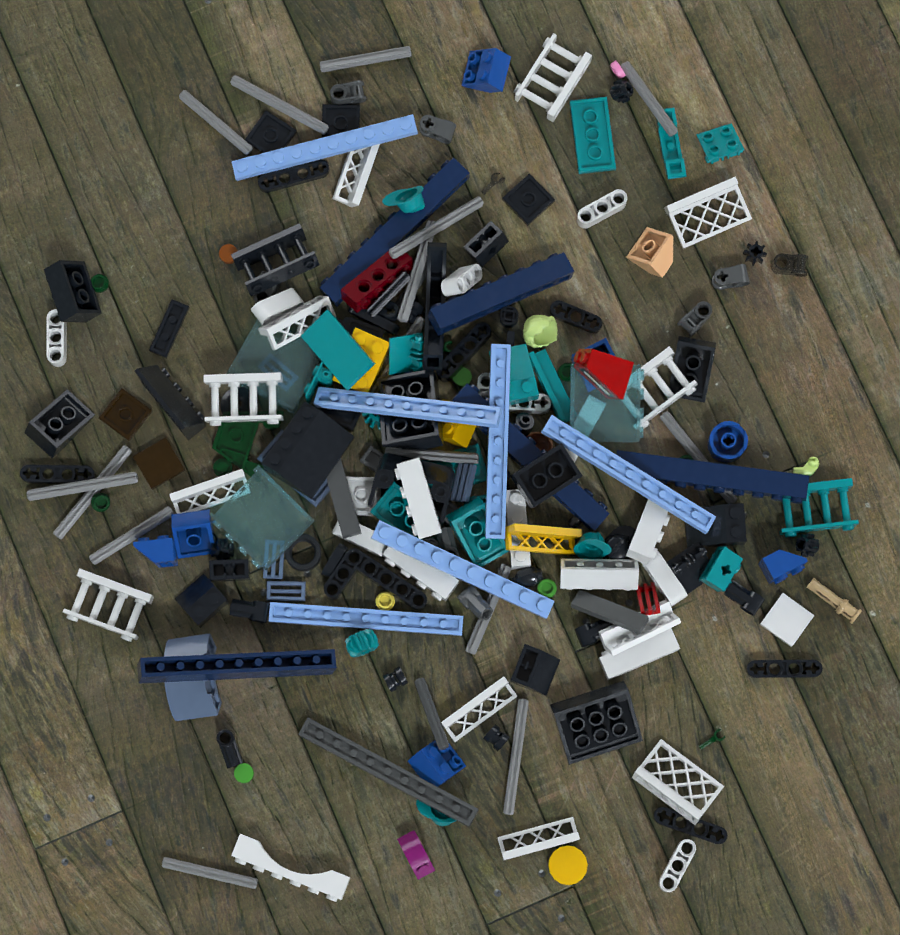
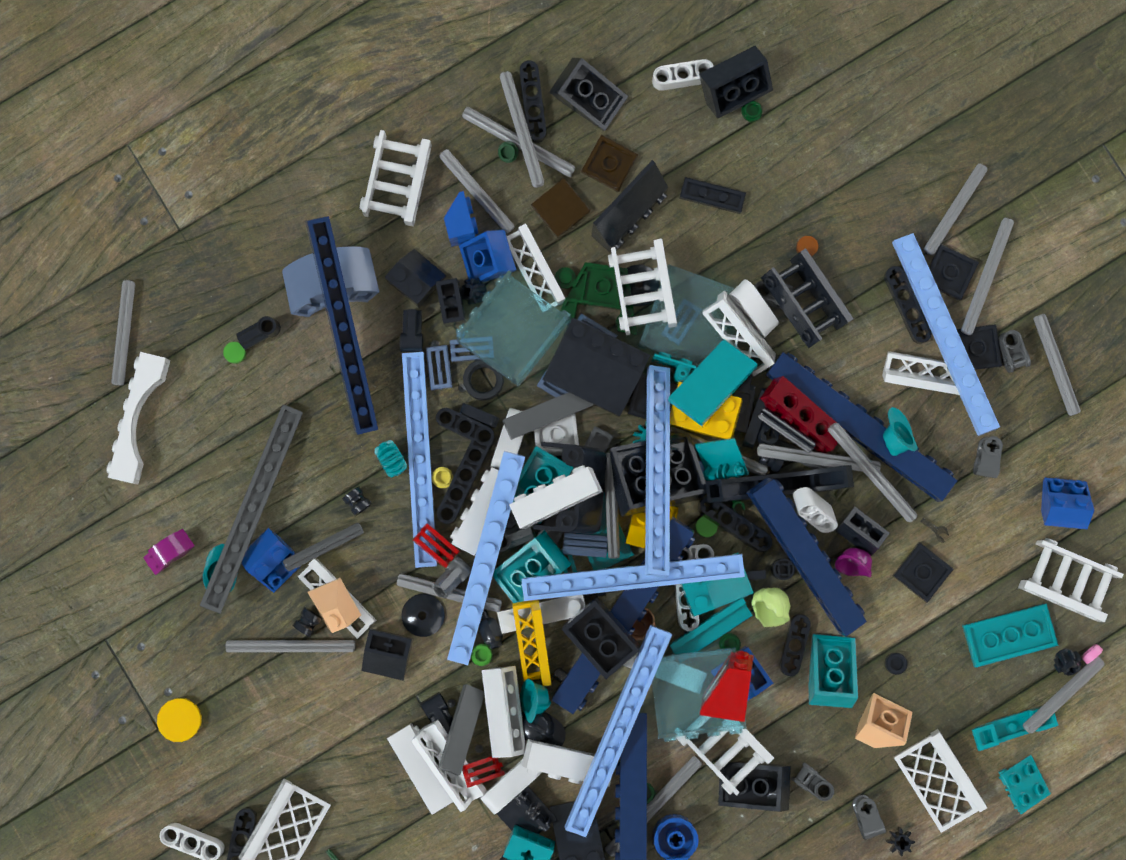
camera: 75 degrees right, 5 degrees up
(456, 603) = (449, 557): none -> red tile
(485, 709) = (335, 605): none -> light nougat slope
(509, 645) = (433, 610): none -> black dish
(512, 254) = (854, 563): none -> magenta helmet
(525, 422) = (662, 604): black brick -> none
(545, 844) = (194, 684): white fence -> none
(596, 722) = (339, 730): black slope -> none
(603, 234) = (896, 663): none -> black tile
(603, 287) = (833, 671): none -> teal slope
(606, 201) = (934, 663): white beam -> none

